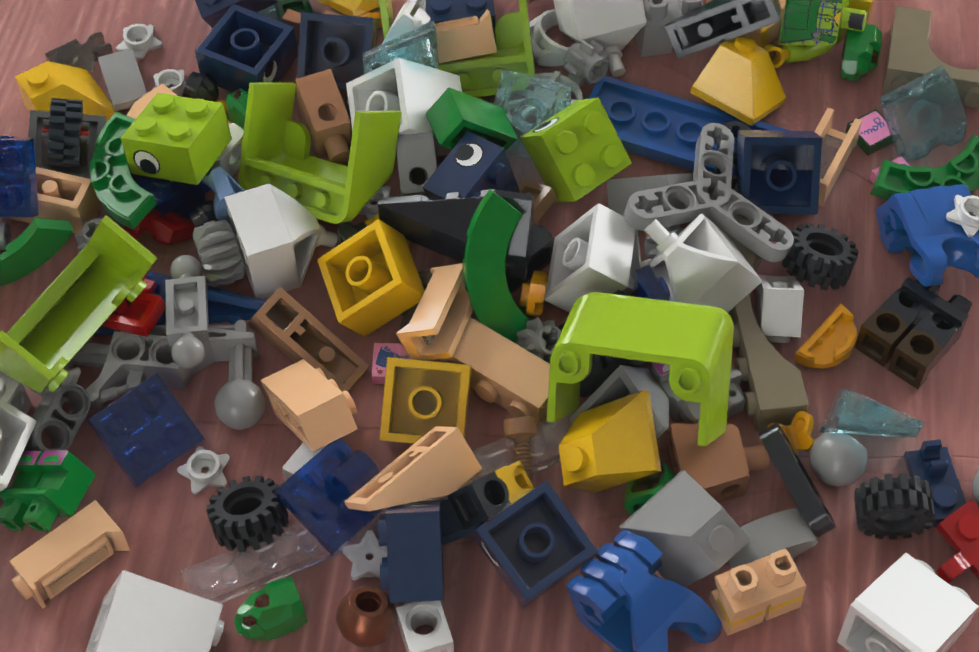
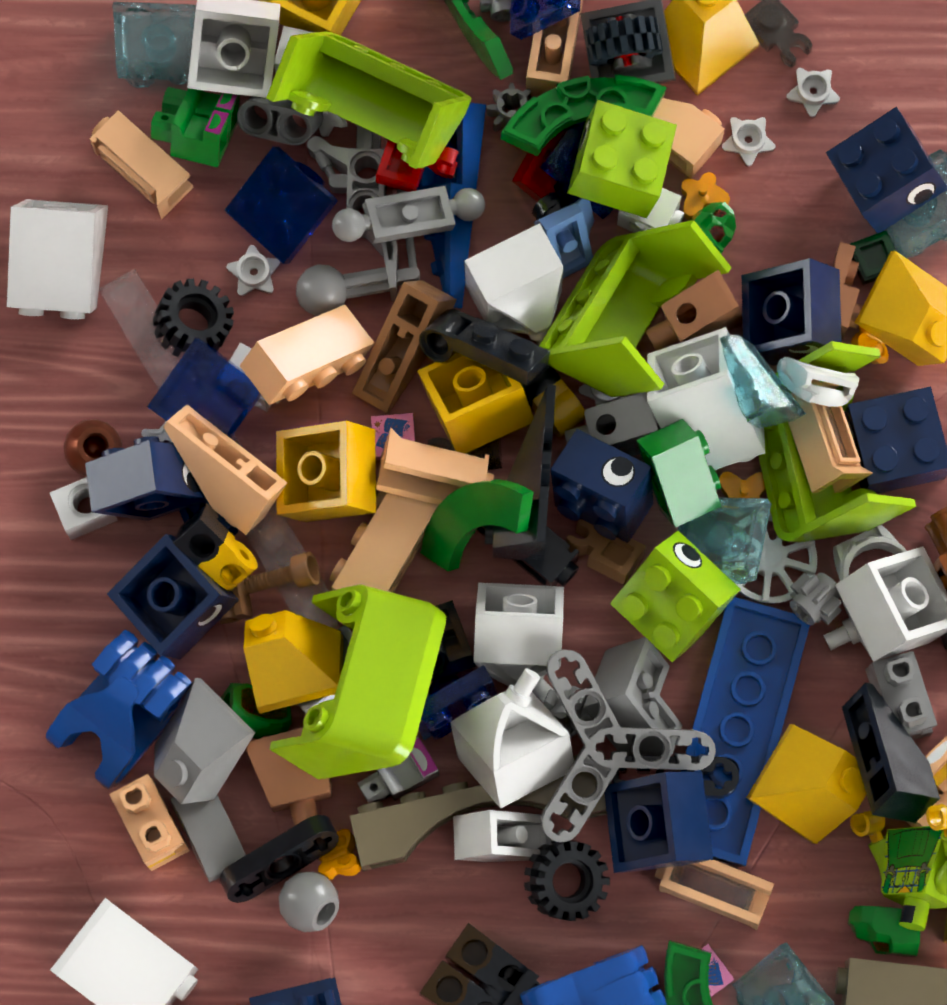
camera: 85 degrees right, 20 degrees up
(122, 78) = (744, 84): light grey slope -> none
(201, 87) = (737, 173): black plate -> none
(218, 253) = (495, 226): light grey gear -> none
(247, 49) = (786, 211): dark blue brick -> none
(271, 612) = (99, 361): green rock -> none
(325, 257) = (483, 343): none -> black plate
(534, 293) = (484, 568): light orange plate -> none
(539, 338) = (424, 581): light grey gear -> none
(830, 342) = (463, 897): light orange plate -> none
(860, 415) = (352, 933): clear light blue slope -> none
(873, 132) = (769, 938): tile -> none
(894, 506) = (248, 956): black tyre -> none

